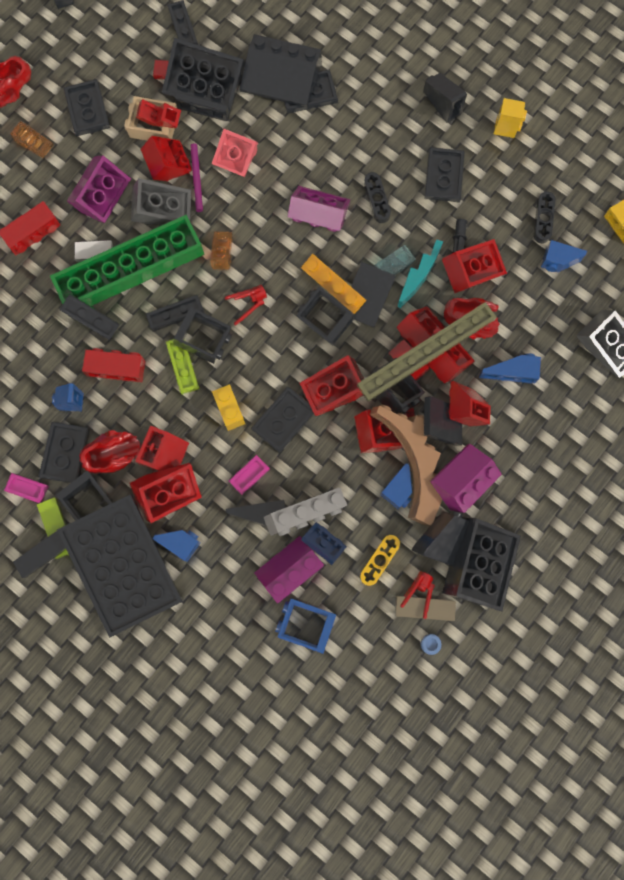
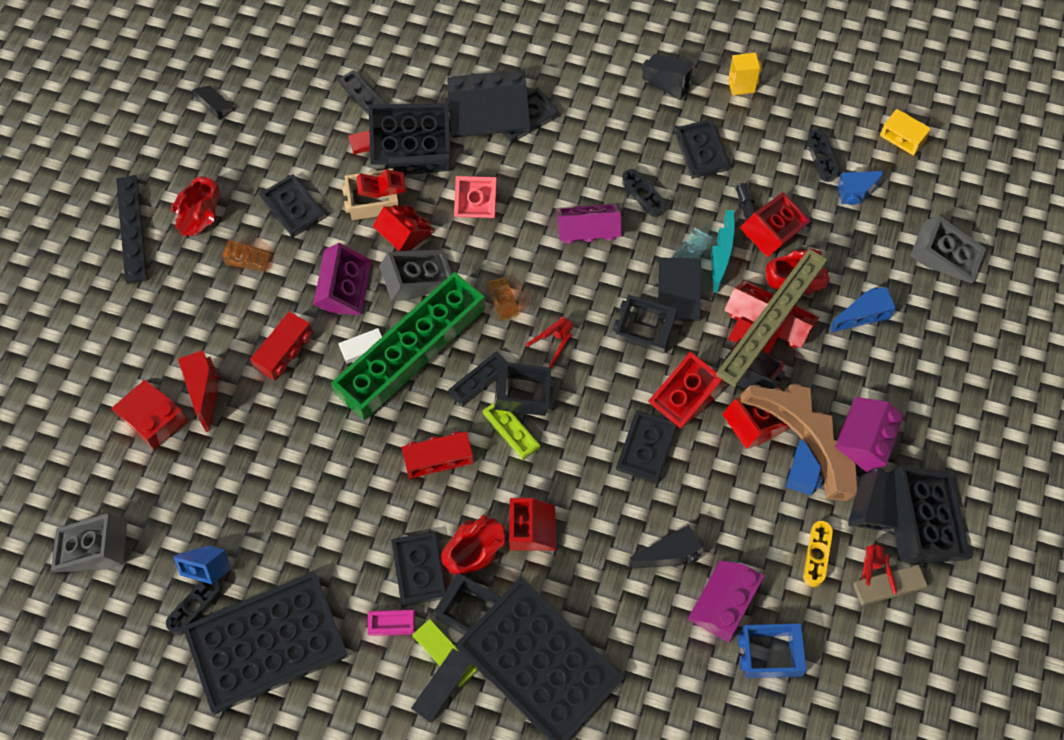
camera: 20 degrees left, 15 degrees down
(68, 398) = (400, 505): blue slope -> none
(89, 316) = (391, 411): black tile -> none
(165, 491) = (555, 563): red slope -> none
(179, 543) = (592, 616): blue slope -> none
(196, 177) = (443, 236): magenta bar -> none
(228, 407) = (583, 453): yellow brick -> none
(249, 475) = (635, 517): dark pink tile -> none
(307, 510) = (717, 527): light grey brick -> none
(324, 543) = (752, 554): dark blue bracket -> none
(333, 284) = (622, 285): light orange plate -> none
(431, 644) = (913, 621): medium blue tile -> none
(438, 422) = (819, 383): black tile -> none
(468, 406) = (837, 362): red slope -> none

